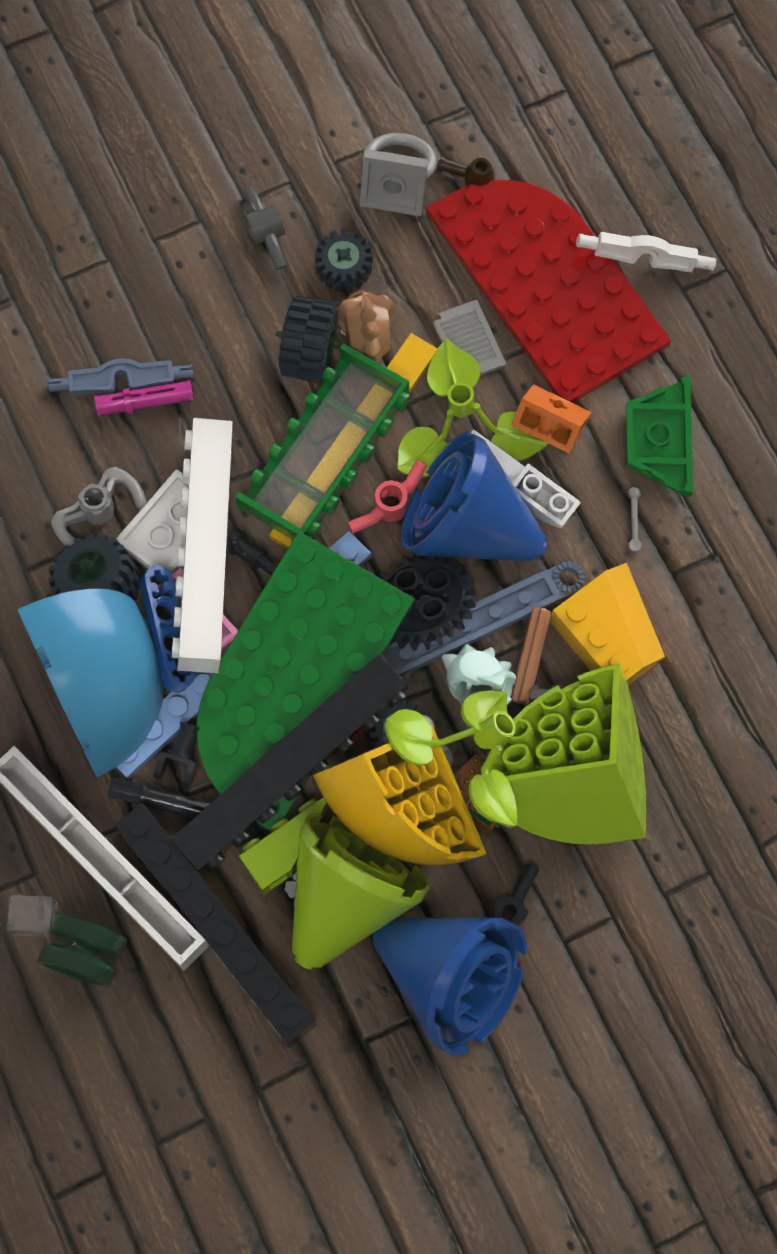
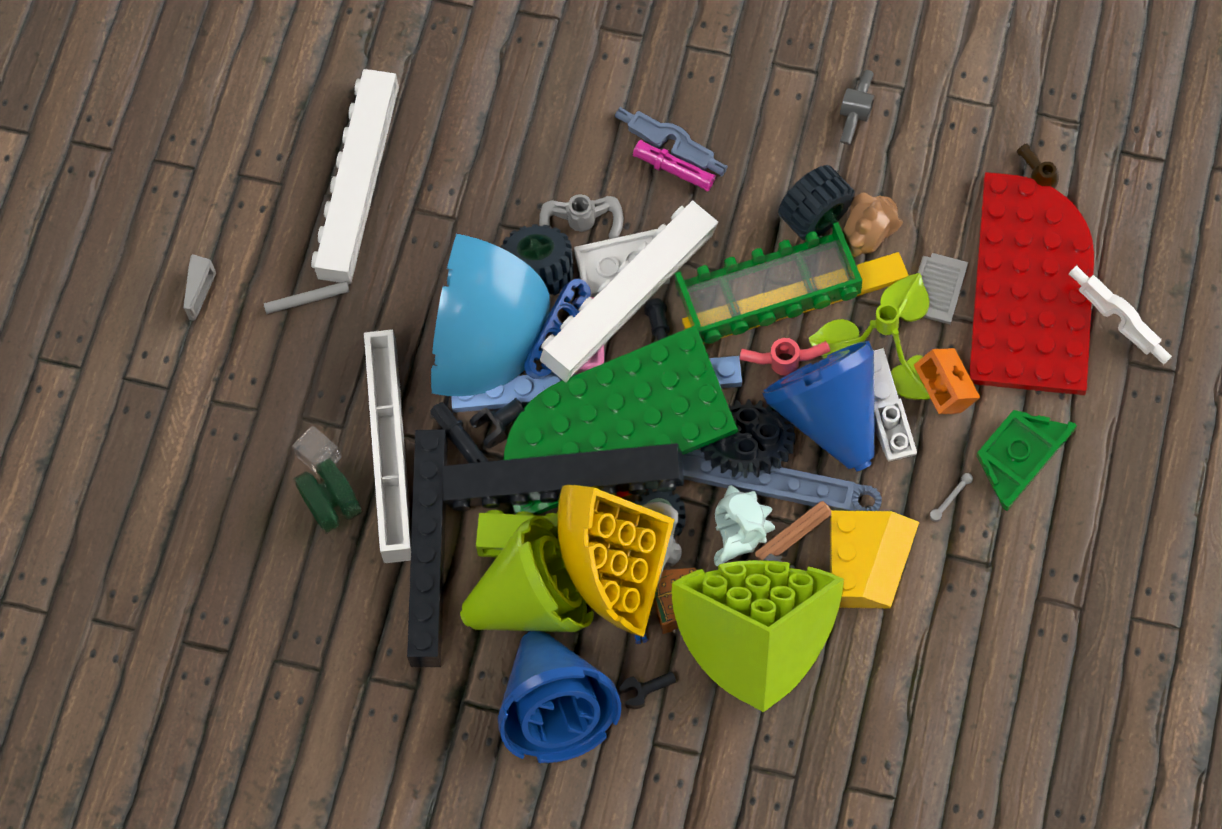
camera: 45 degrees right, 5 degrees down
(343, 271) = (889, 178): black wheel -> none
(396, 180) = (975, 137): light grey tile -> none
(491, 725) = (714, 544): lime plant -> none

